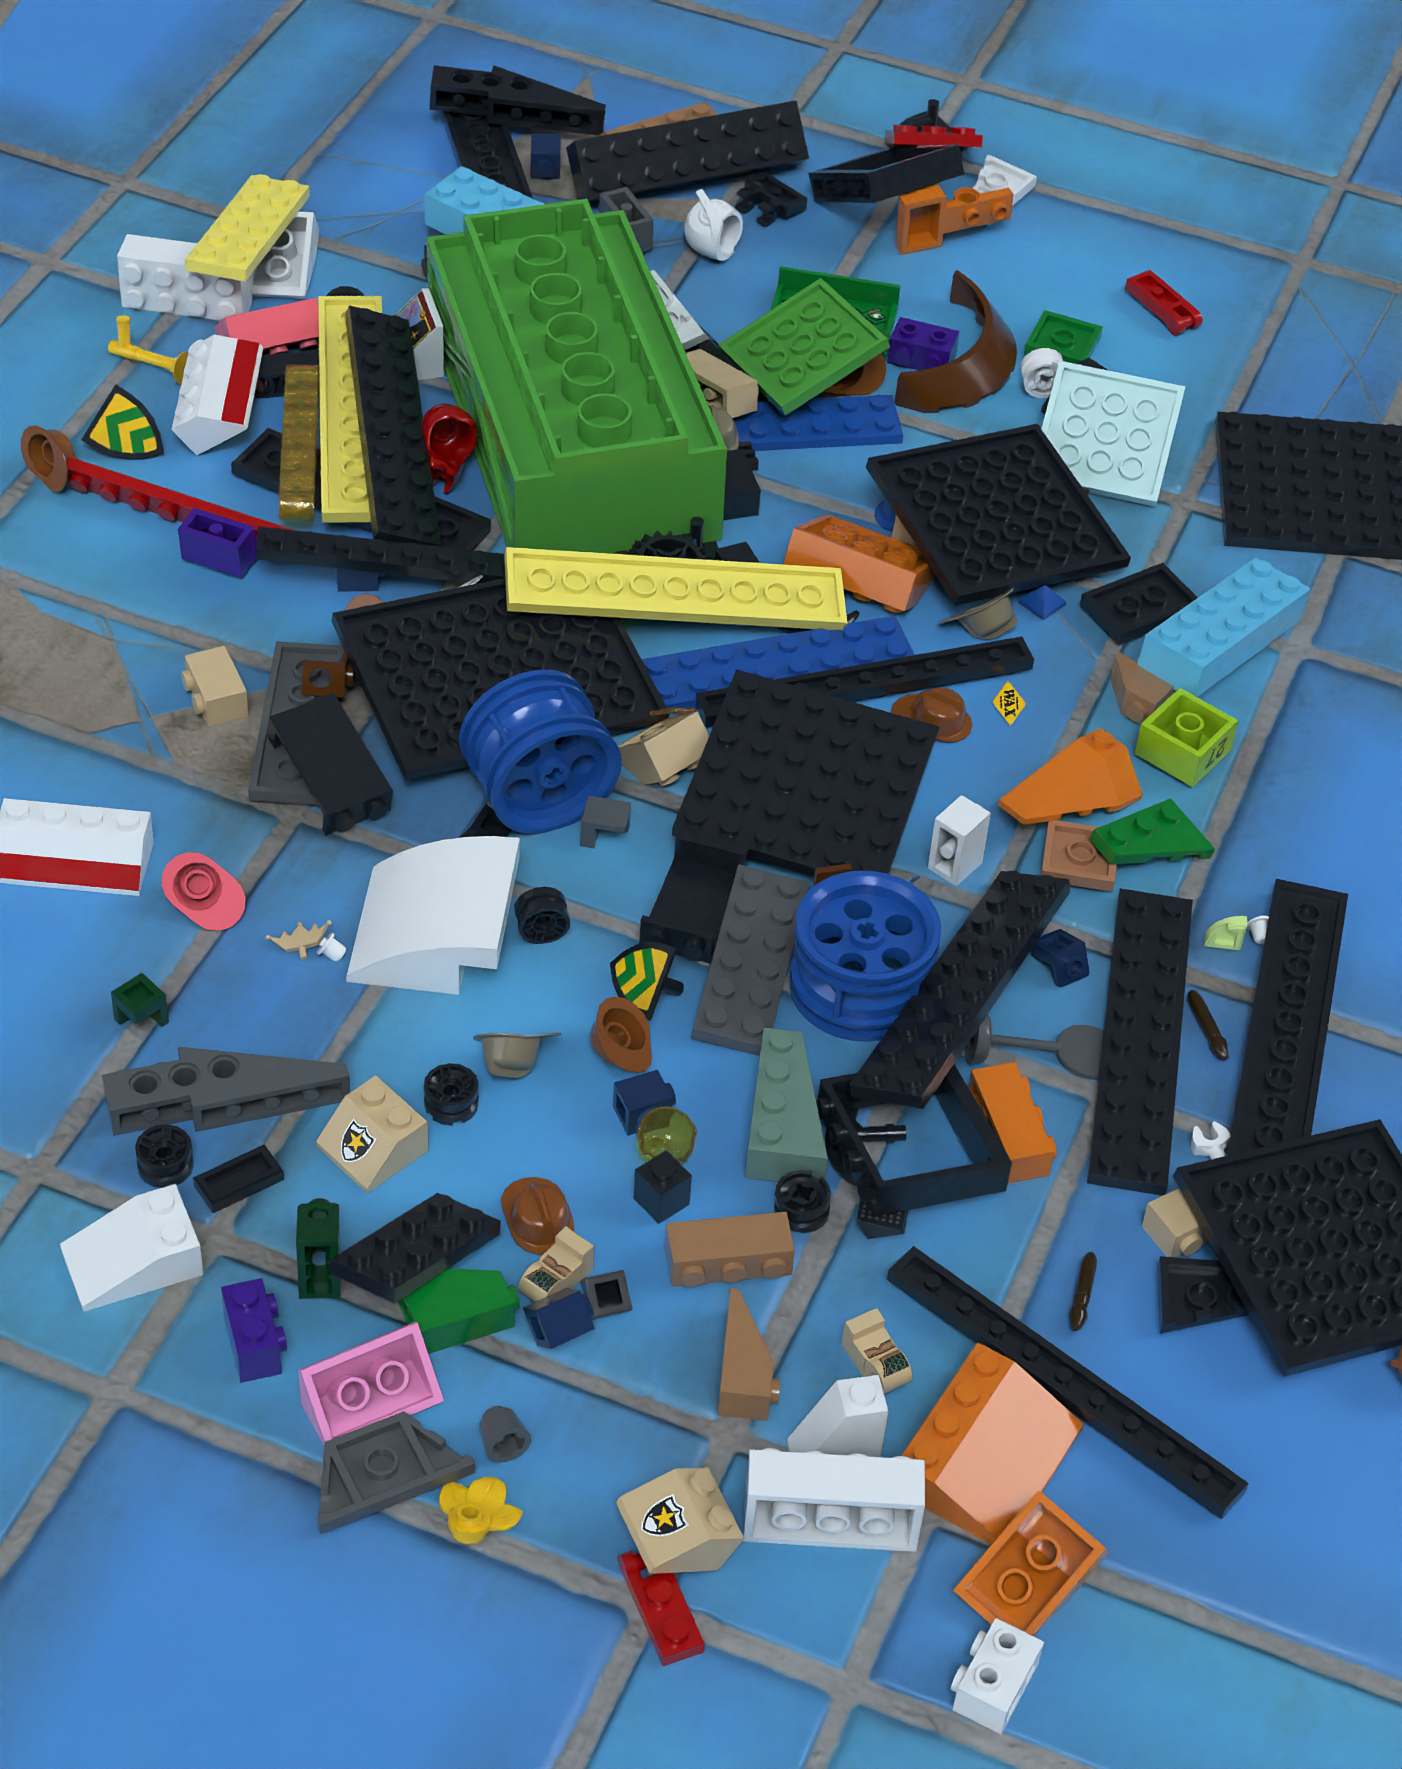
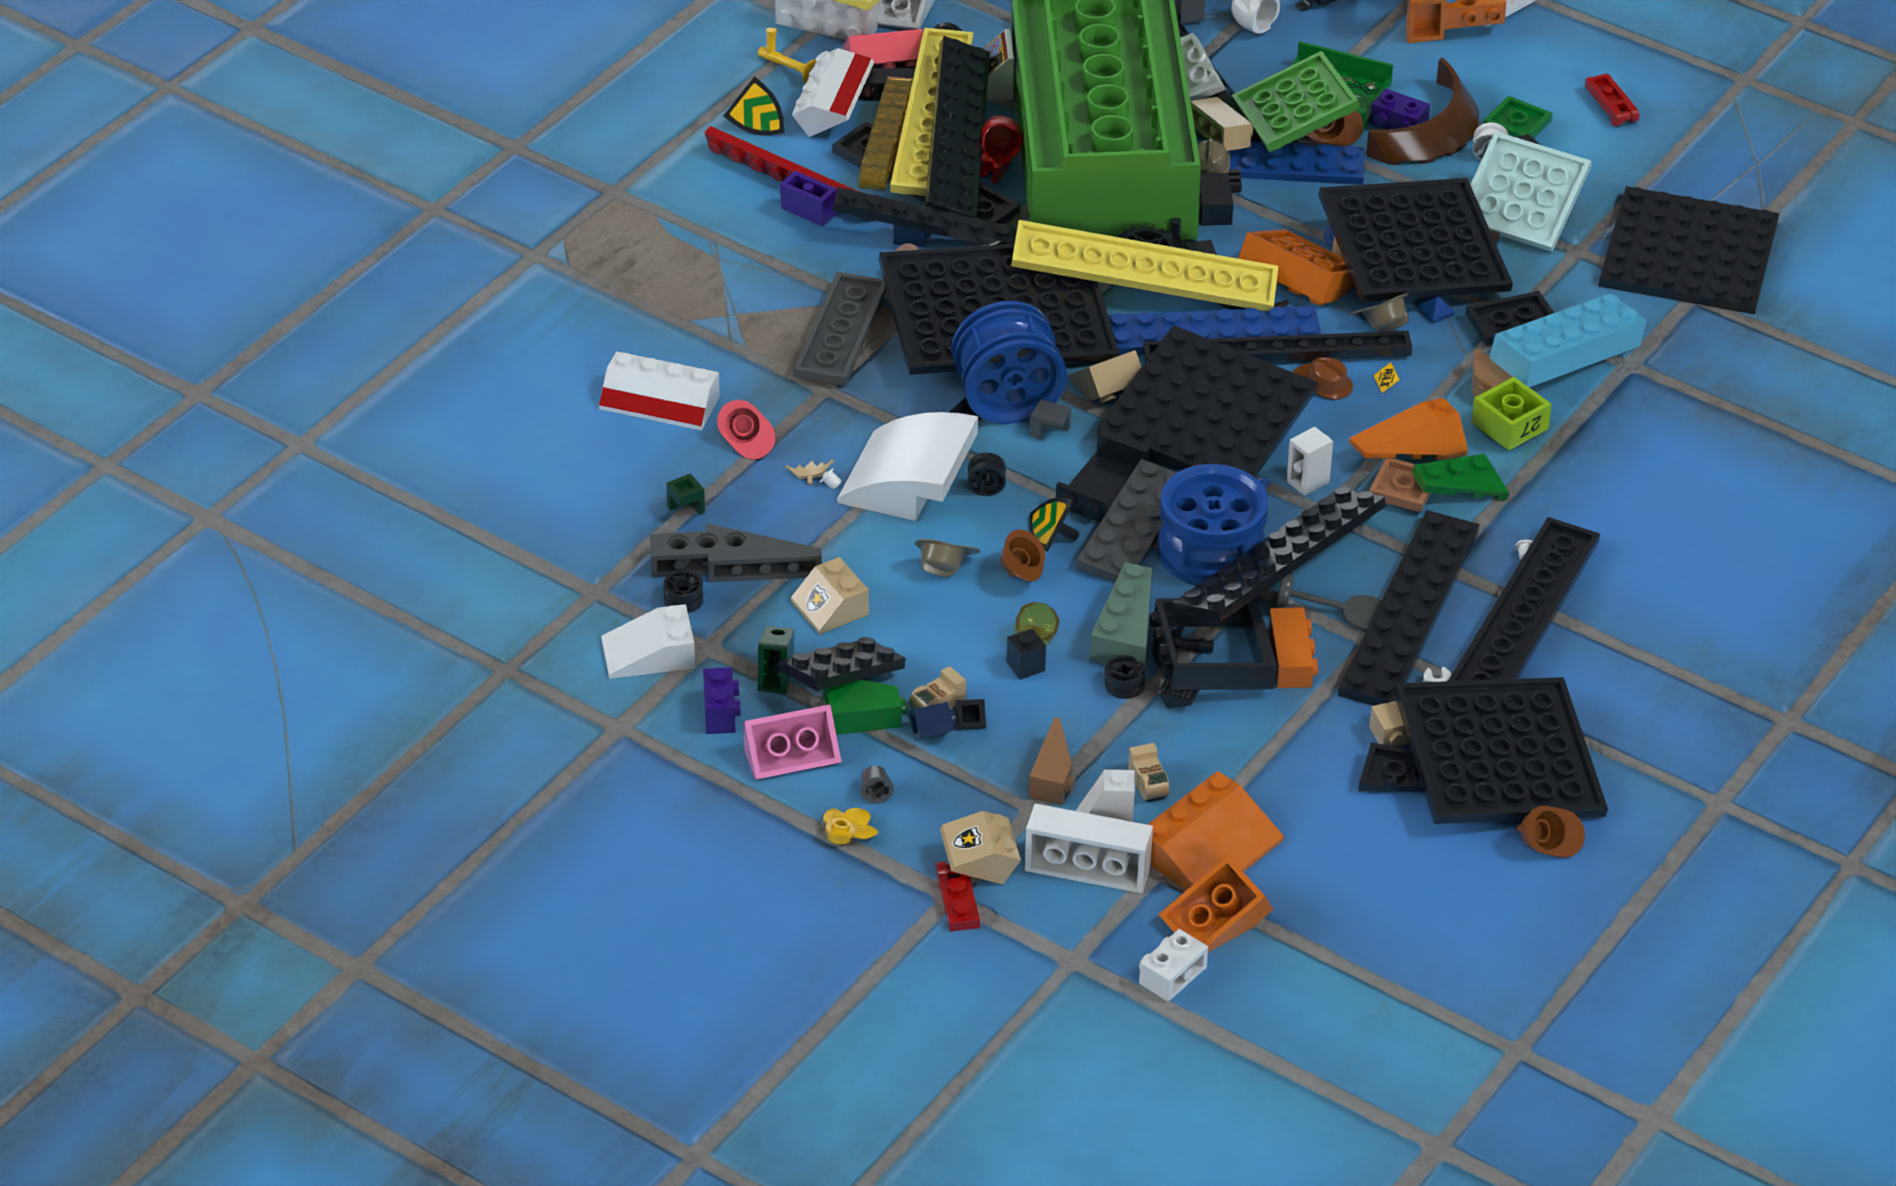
camera: 15 degrees right, 5 degrees down
(46, 455) = (694, 123): dark orange piece -> none
(215, 686) = (785, 297): tan brick -> none
(238, 1178) = (732, 613): black tile -> none
(332, 762) = (858, 356): black panel -> none
(341, 676) = (878, 299): reddish brown bracket -> none
(383, 1468) = (790, 792): dark grey wing -> none
(448, 1081) = (892, 579): black wheel -> none
(535, 1213) = (931, 657): dark orange piece -> none
(639, 1095) = (1026, 592): dark blue brick -> none
(674, 711) = (1121, 351): clear orange piece -> none
(729, 1249) = (1063, 697): medium nougat brick -> none
(1064, 954) = (1368, 549): dark blue bracket -> none
(1070, 1383) = (1281, 809): black plate -> none
(1078, 1312) = (1303, 770): dark brown piece -> none
(1217, 1043) = (1463, 607): dark brown piece -> none
(1226, 933) = (1498, 549): yellowish green tile -> none

